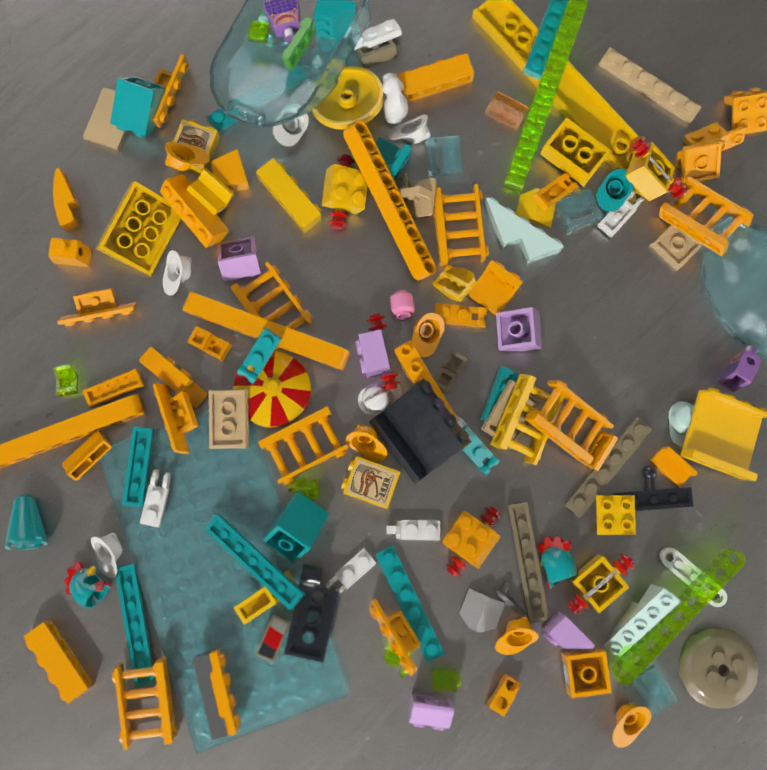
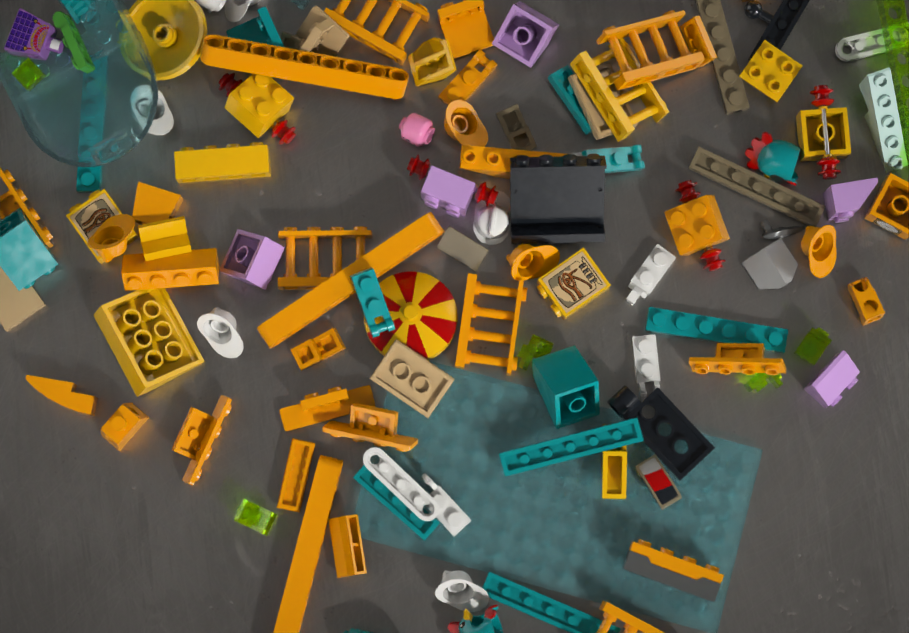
camera: 50 degrees left, 0 degrees up
(147, 462) = (401, 484): none -> white plate
(343, 391) = (462, 248): none -> dark tan slope

